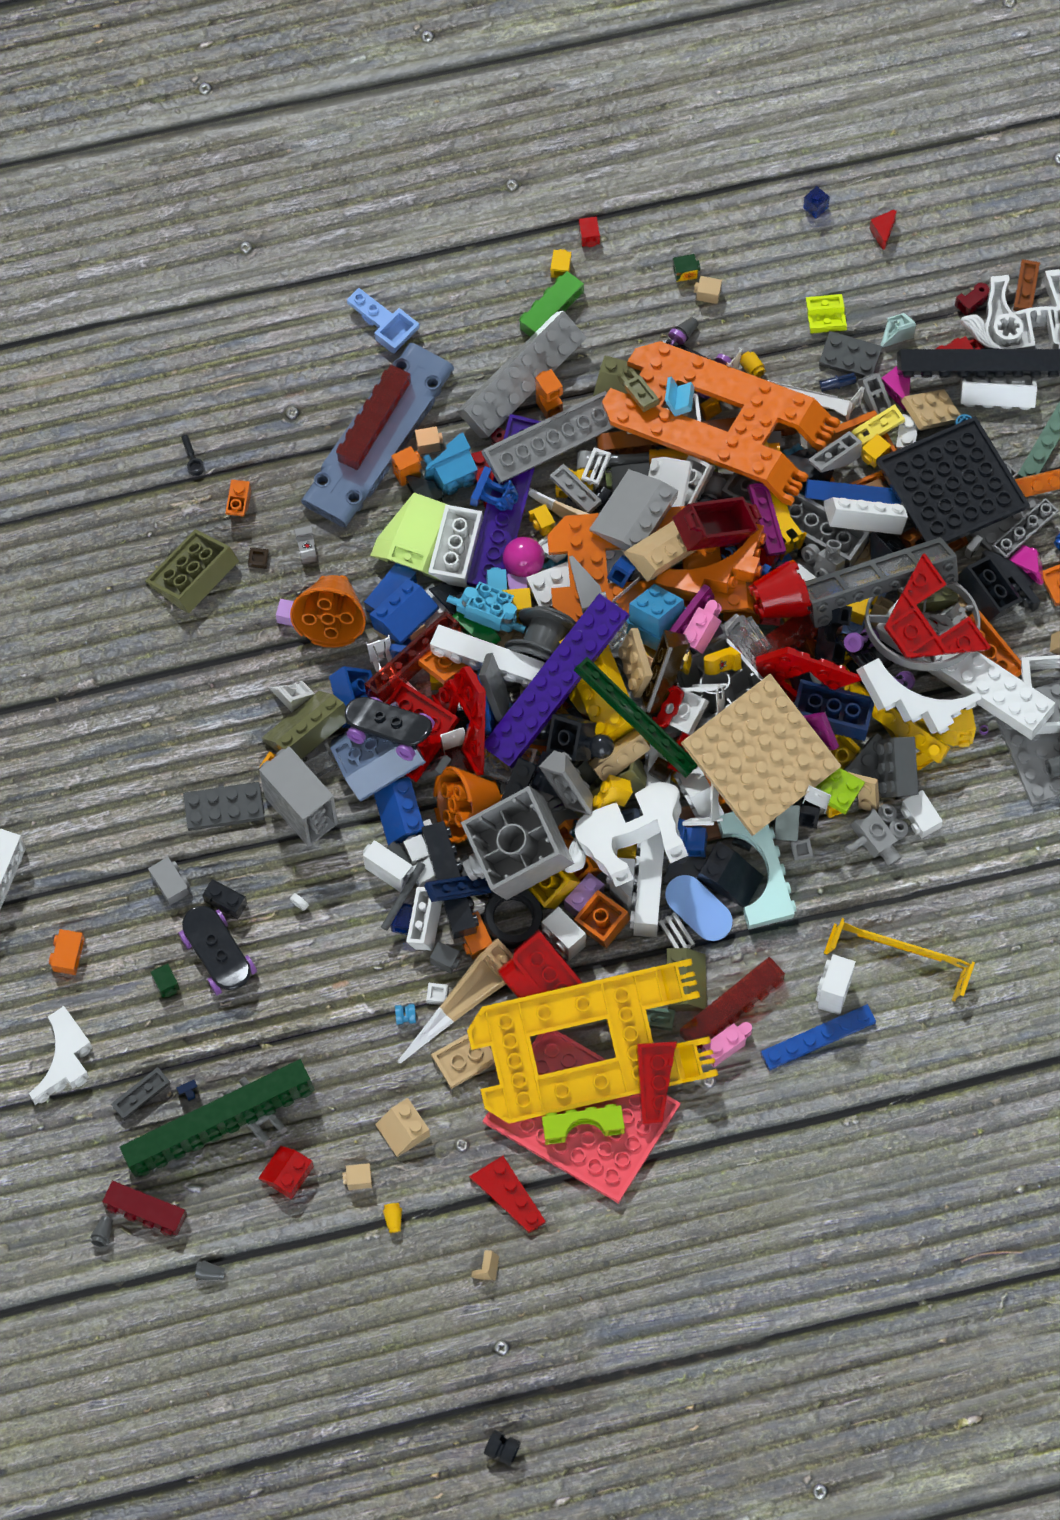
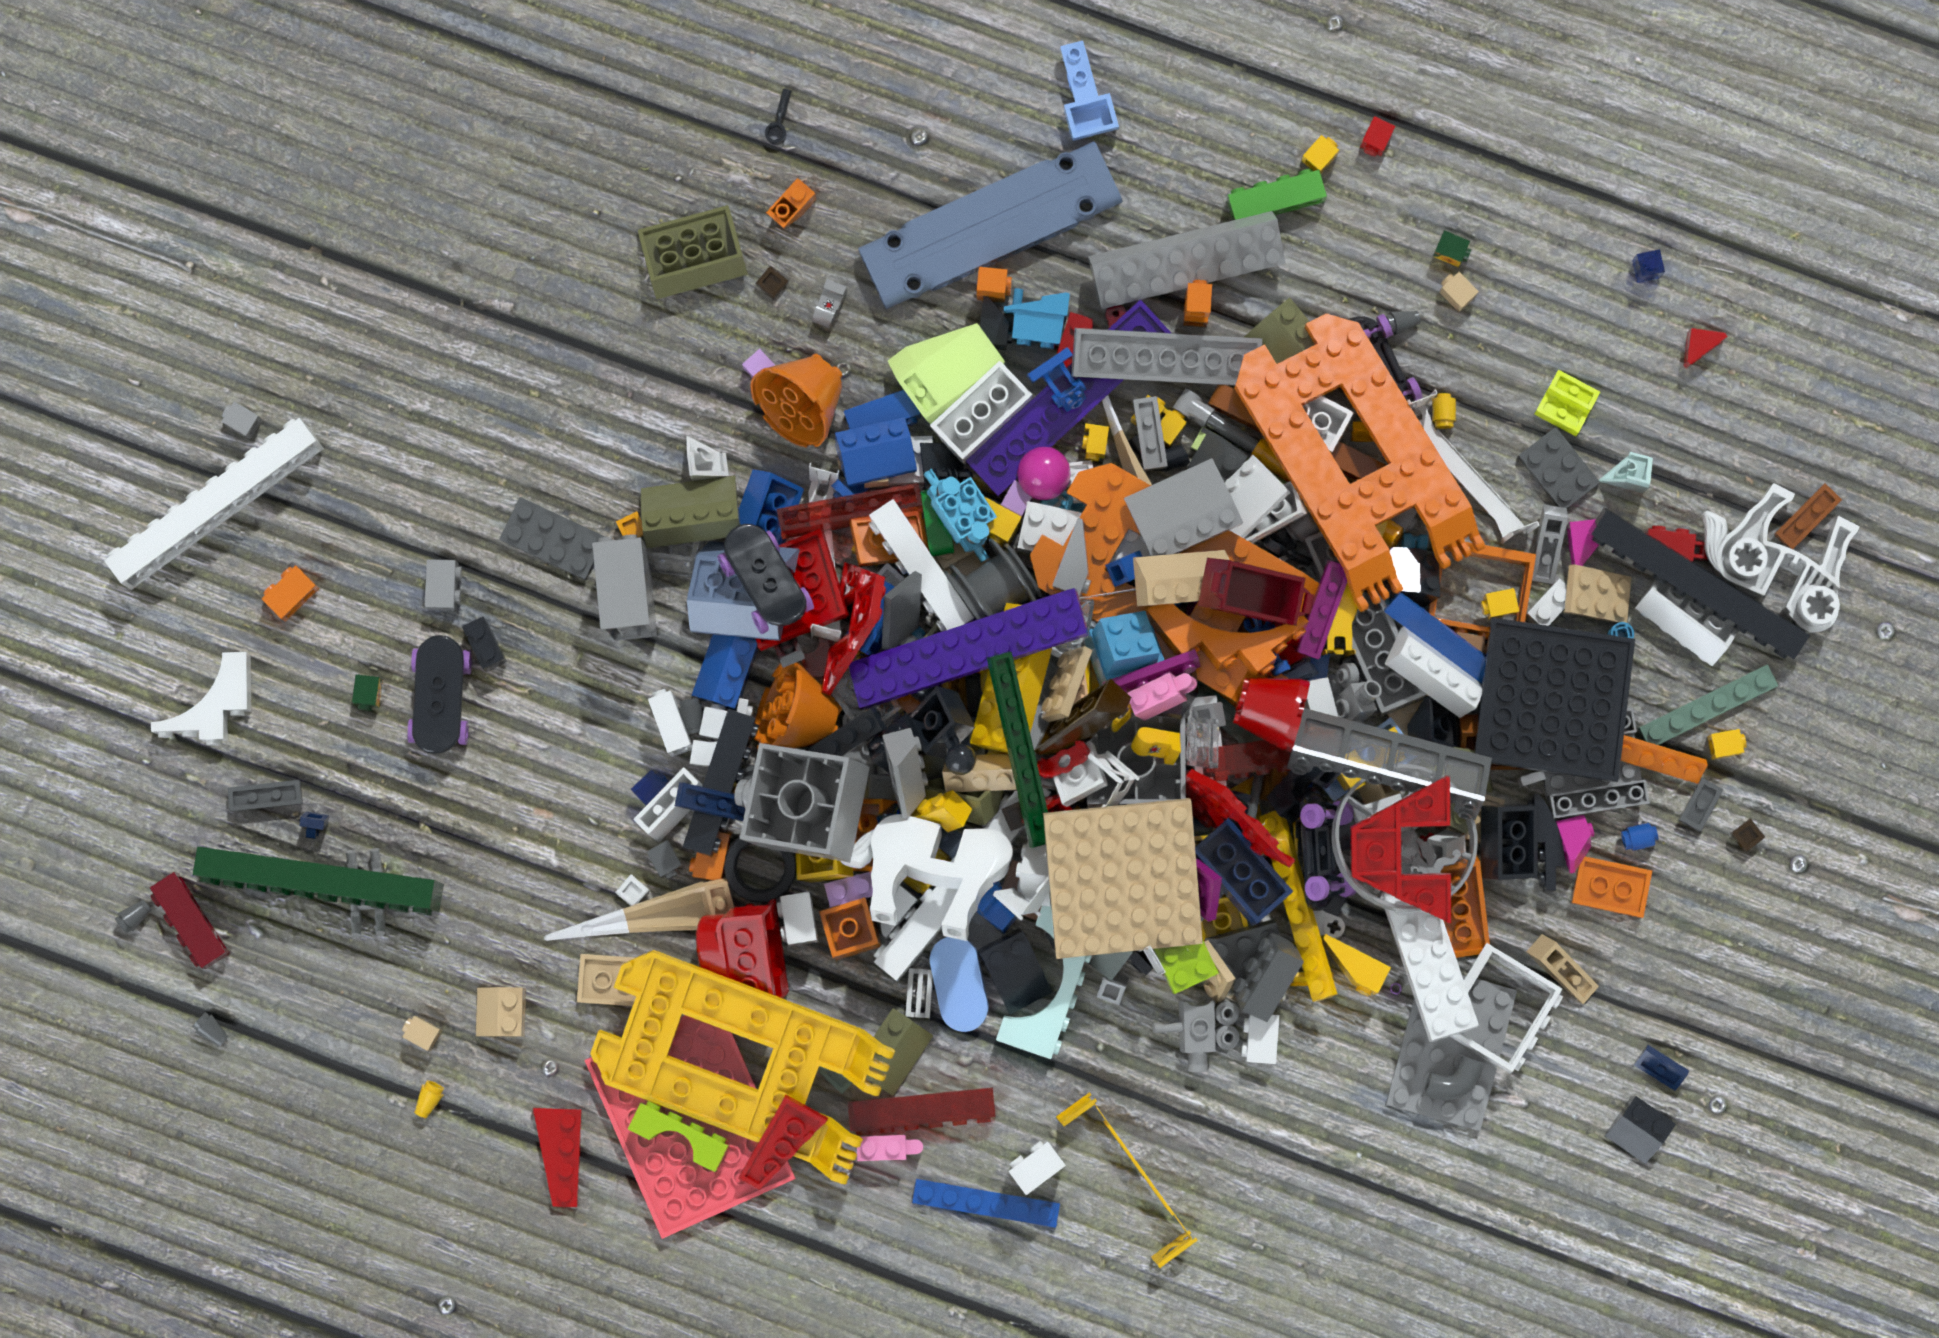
camera: 35 degrees right, 15 degrees up
(287, 1171) = (354, 977): red slope -> none
(299, 902) = (558, 697): white tile -> none
(373, 417) = (994, 206): clear red brick -> none
(403, 895) = (663, 767): dark grey bar -> none
(409, 1012) = (589, 894): dark azure wheel -> none
(428, 440) = (1038, 267): light nougat brick -> none
(489, 1267) = (487, 1217): tan tile -> none
(496, 578) = (994, 483): medium azure brick -> none
(591, 480) = (1173, 433): white tile -> none
(639, 390) = (1289, 372): olive hinge -> none
(679, 397) = (1327, 407): medium azure panel -> none
(837, 382) = (1521, 492): dark blue axle -> none
(837, 454) = (1453, 583): light grey slope -> none
(879, 424) = (1524, 577): light yellow plate -> none
(888, 693) = (1344, 950): white arch -> none
(973, 300) = (1739, 494): dark red leg -> none

